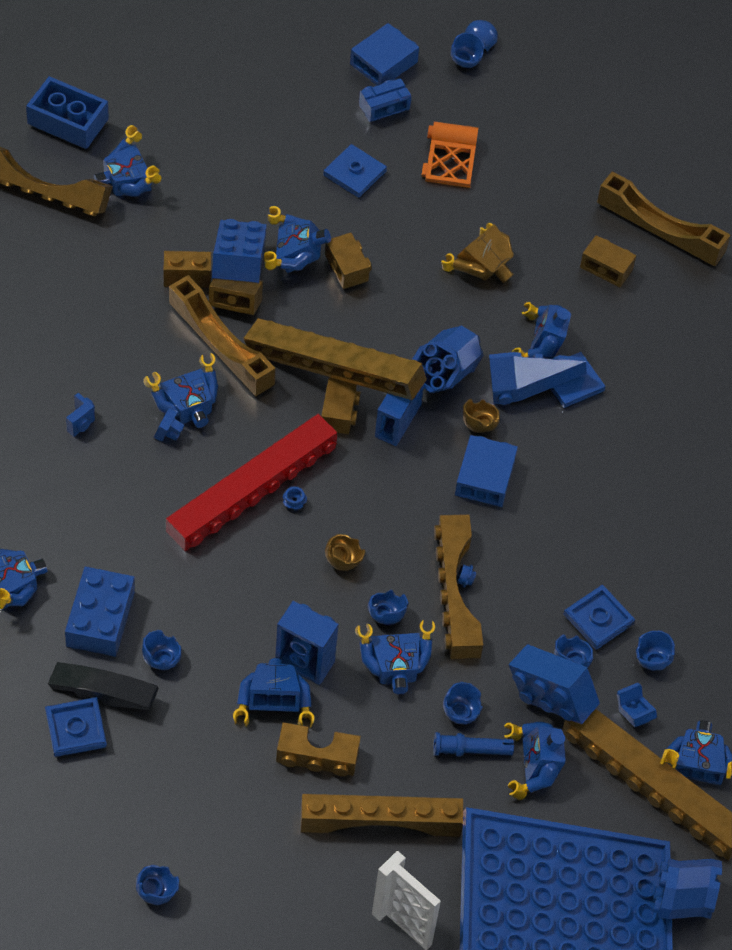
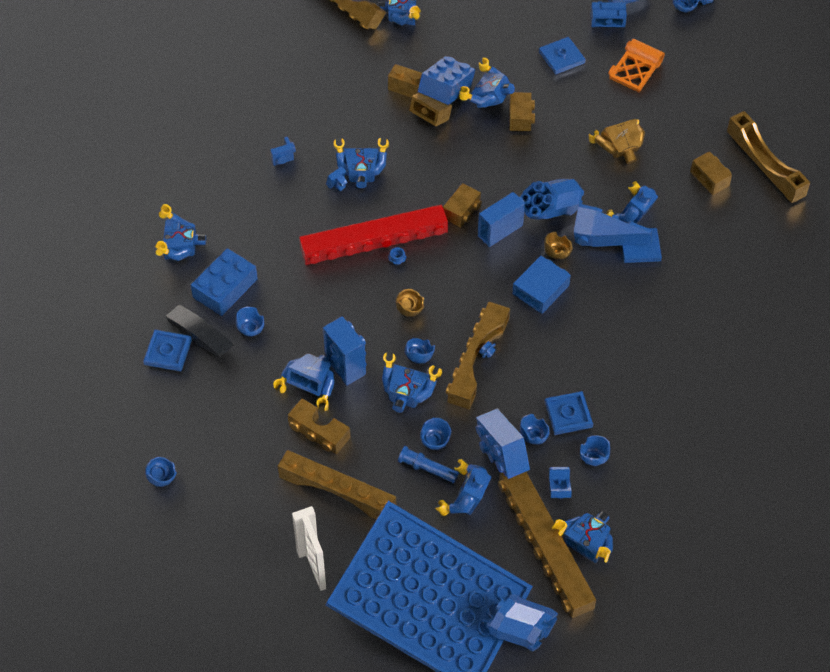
camera: 30 degrees right, 0 degrees up
(244, 362) = (410, 150): pearl gold arch -> none
(336, 358) = (471, 171): pearl gold brick -> none

